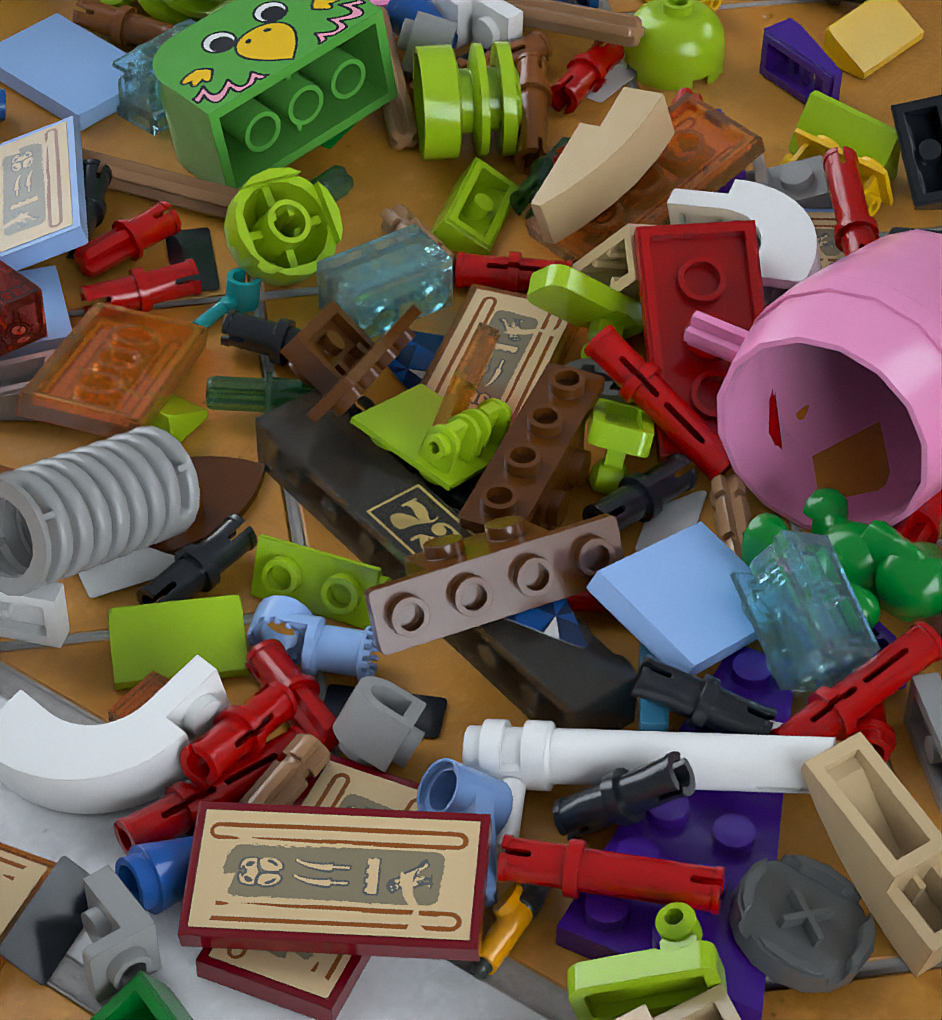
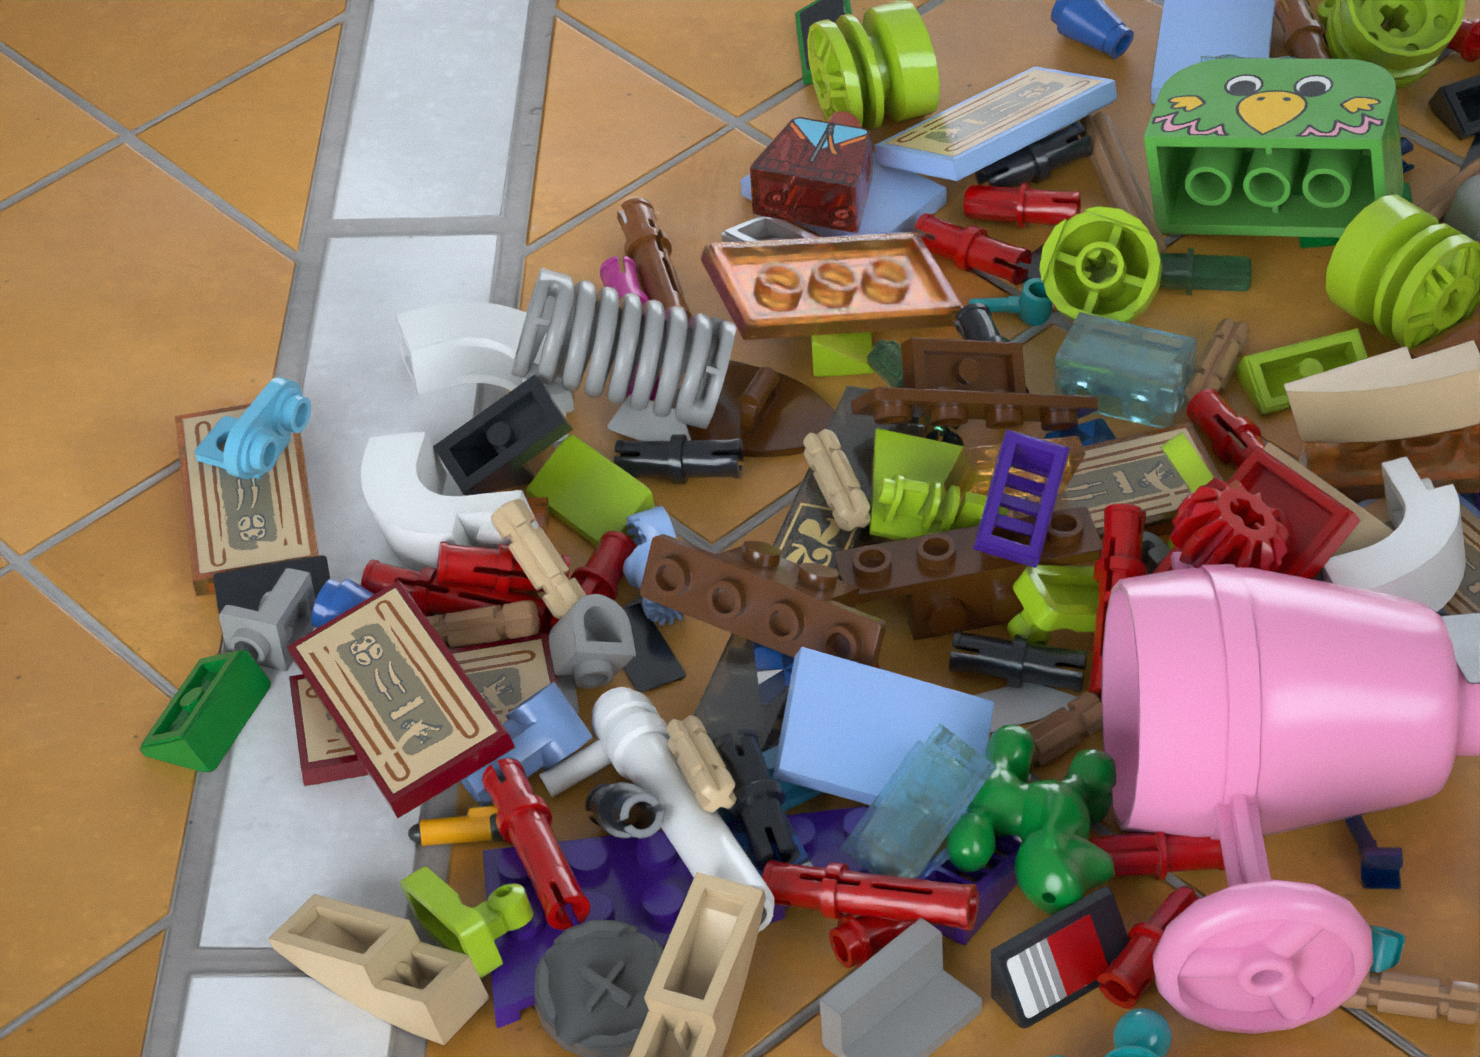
camera: 60 degrees right, 0 degrees up
(77, 647) = (497, 443): none -> black slope
(279, 692) = (537, 556): none -> tan axle
(319, 580) = (728, 512): lime hinge -> none
(377, 472) = (837, 480): none -> tan axle
(527, 363) = (1030, 456): none -> dark purple slope
(643, 710) = (701, 764): none -> tan axle
(722, 285) = (1228, 527): none -> red gear

